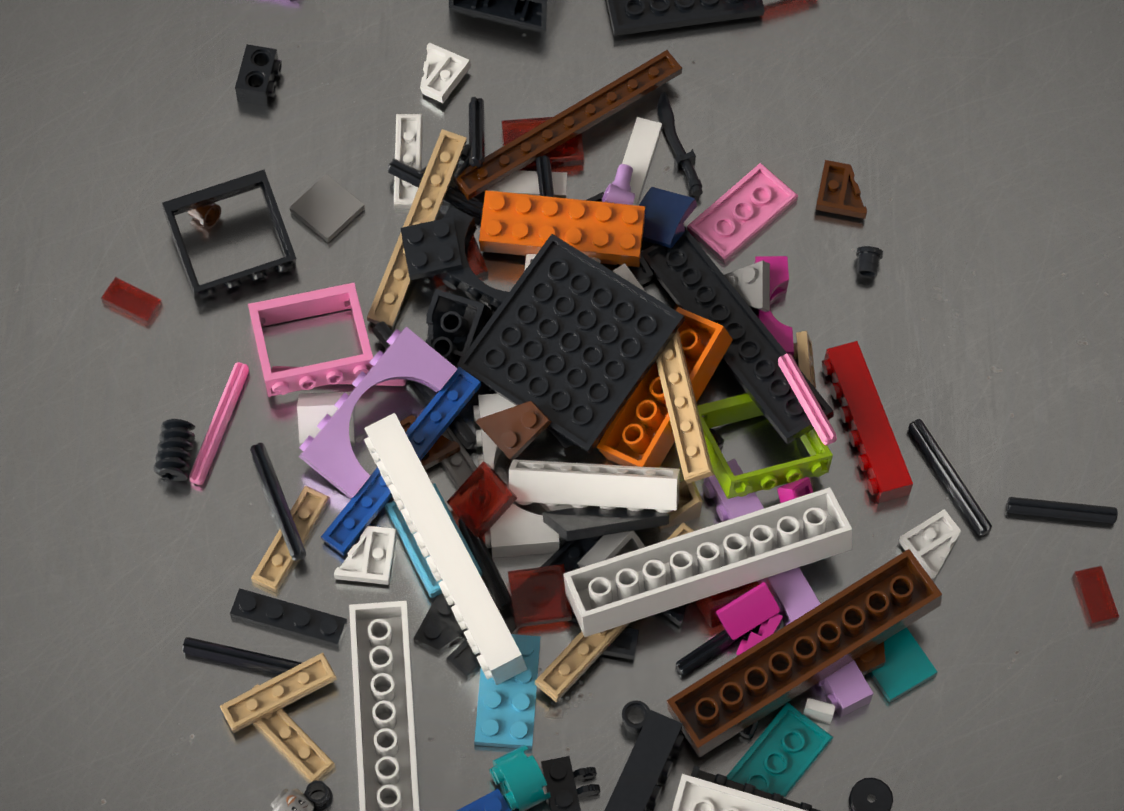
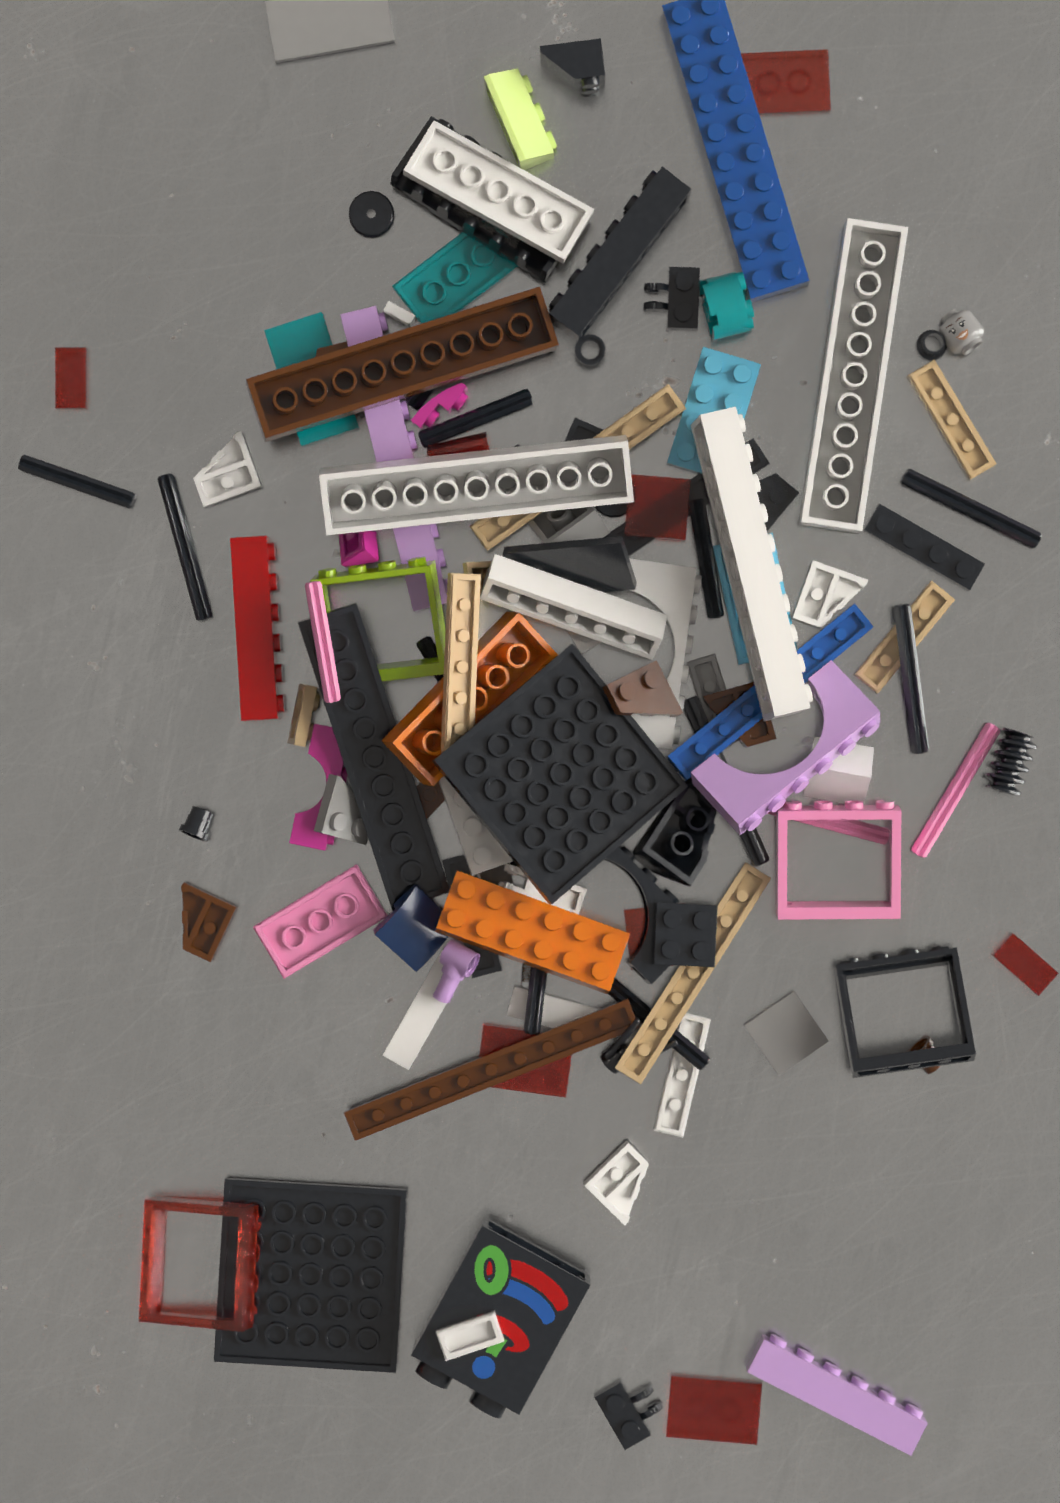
camera: 160 degrees left, 25 degrees up
(252, 75) = (840, 1226): black brick -> none
(278, 692) = (952, 460): tan tile -> none
(476, 132) = (599, 1083): black axle -> none
(482, 500) = (695, 623): clear red tile -> none
(683, 160) = (374, 1059): black sword -> none
(748, 611) = (445, 430): dark pink slope -> none

